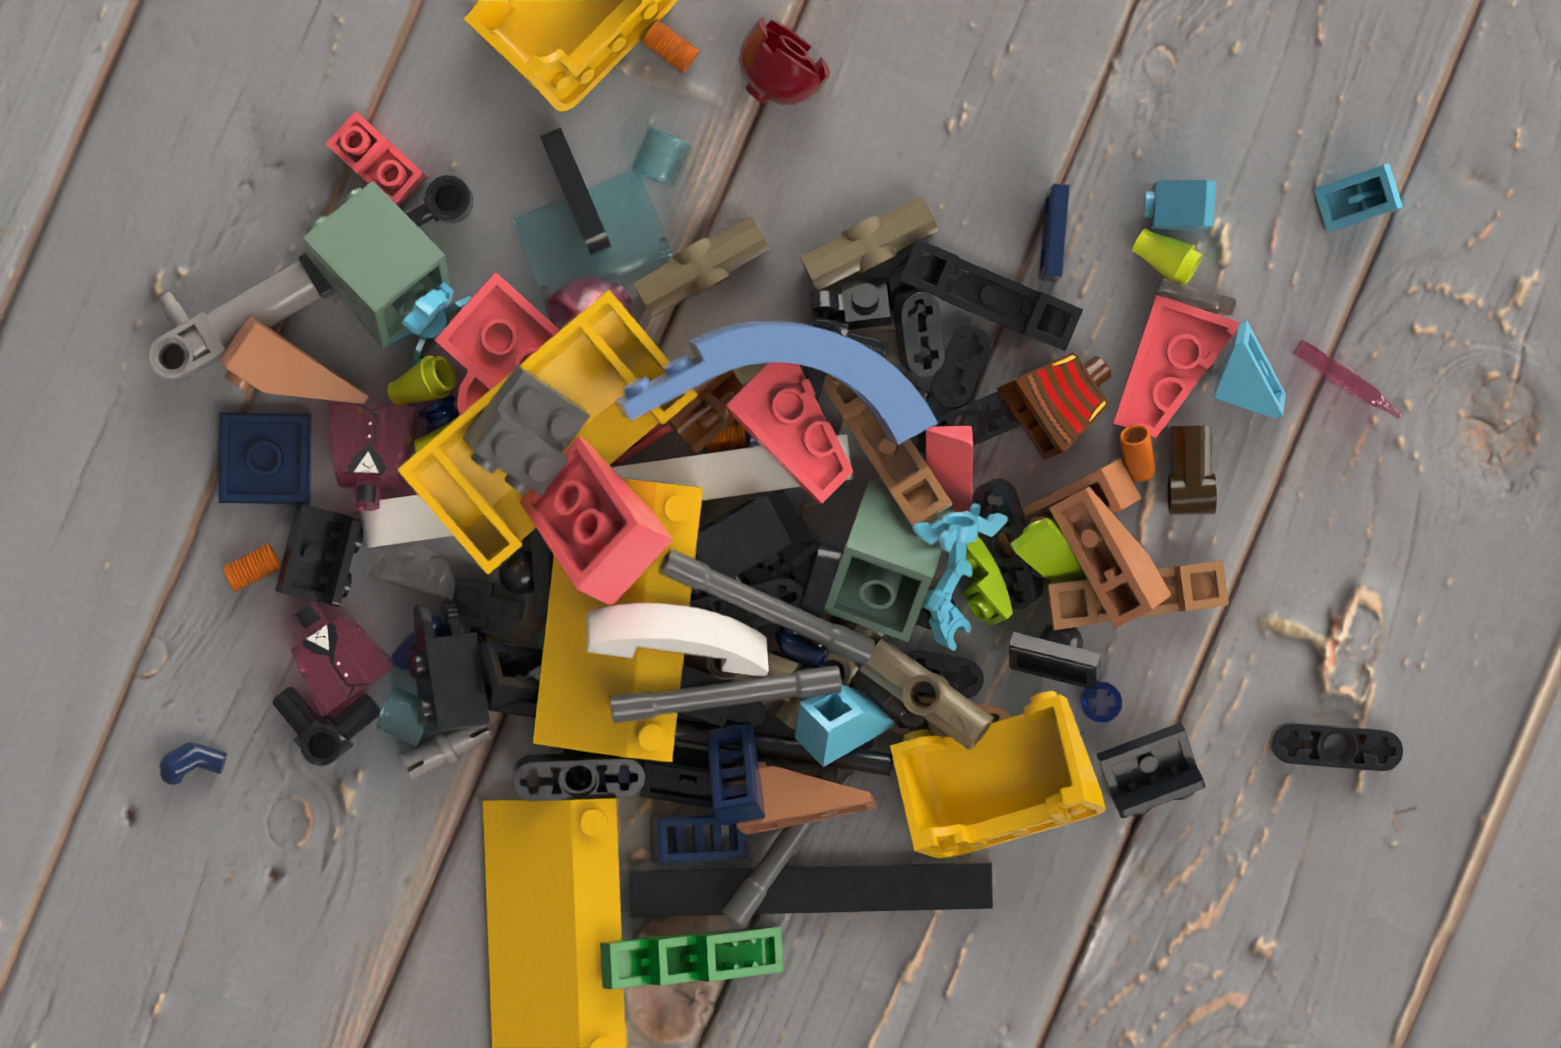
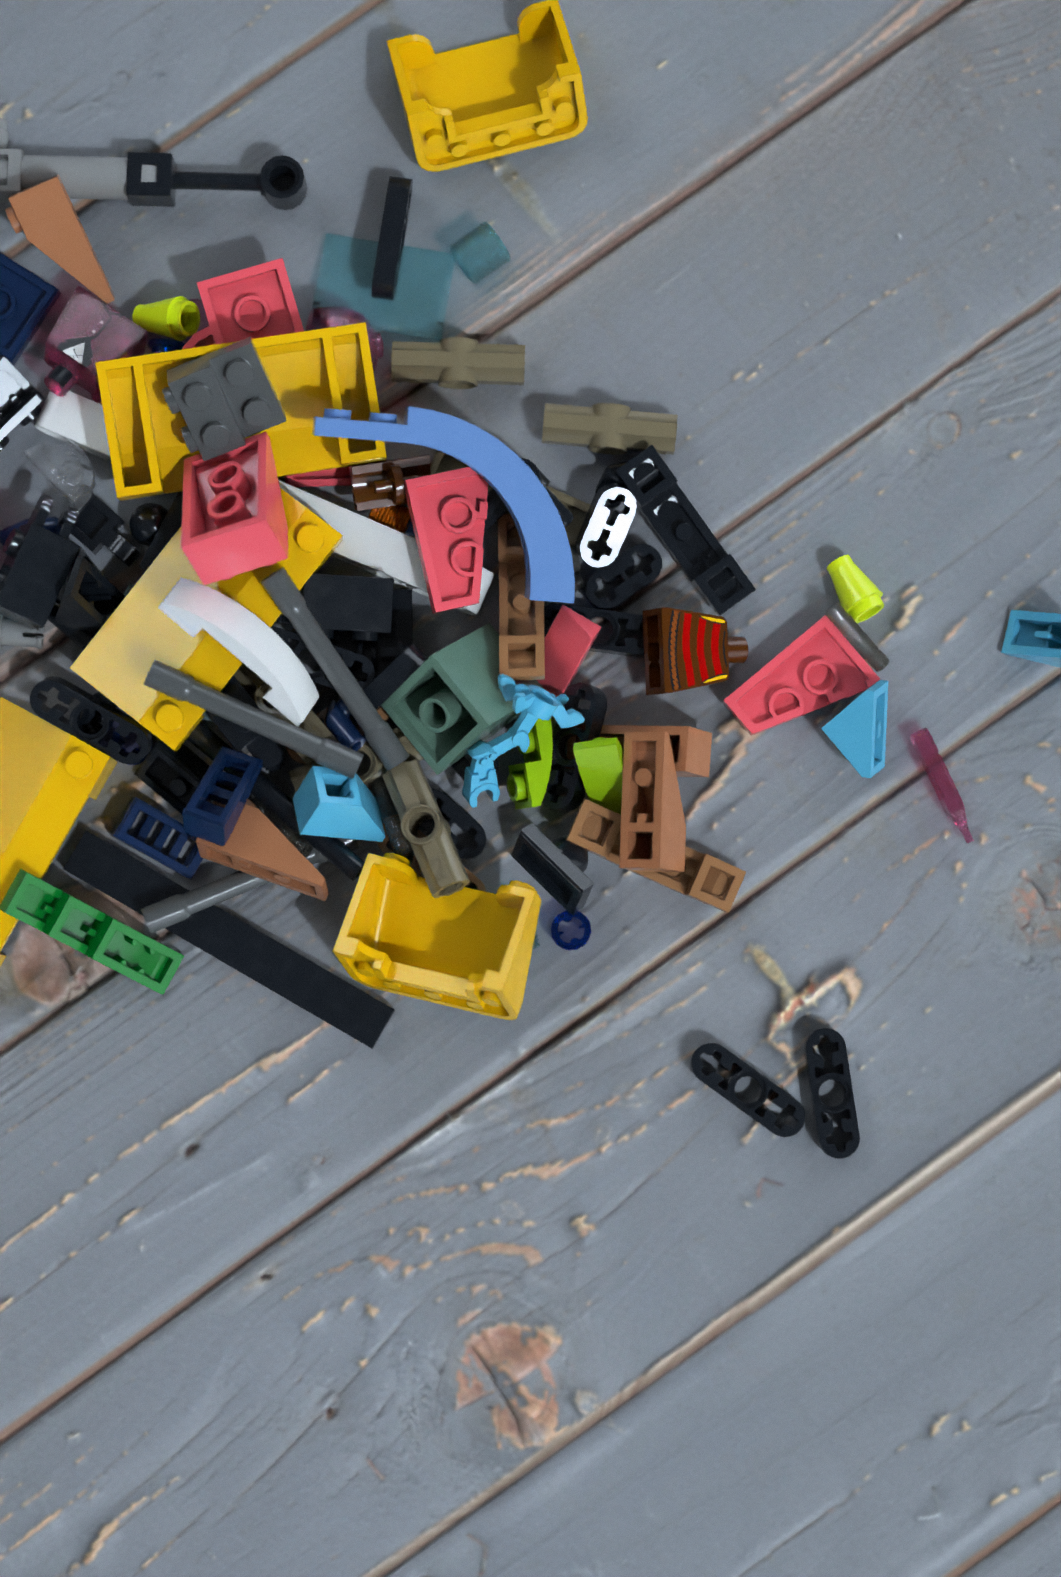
camera: 30 degrees right, 5 degrees down
(375, 260) = (190, 193): sand green slope -> none
(376, 159) = (244, 117): coral slope -> none
(429, 317) = (202, 259): medium azure piece -> none
(665, 50) = (538, 155): orange piece -> none
(778, 66) = (624, 235): dark red cylinder -> none
(862, 303) = (571, 474): black plate -> none
(1054, 232) = (769, 508): dark blue tile -> none
(1140, 448) = (728, 737): orange piece -> none
(1151, 771) = (577, 1012): black bracket -> none
(1181, 205) = (890, 551): medium azure slope -> none
(1192, 483) = (761, 787): dark brown piece -> none
(1422, 738) = (846, 1125): none -> black beam

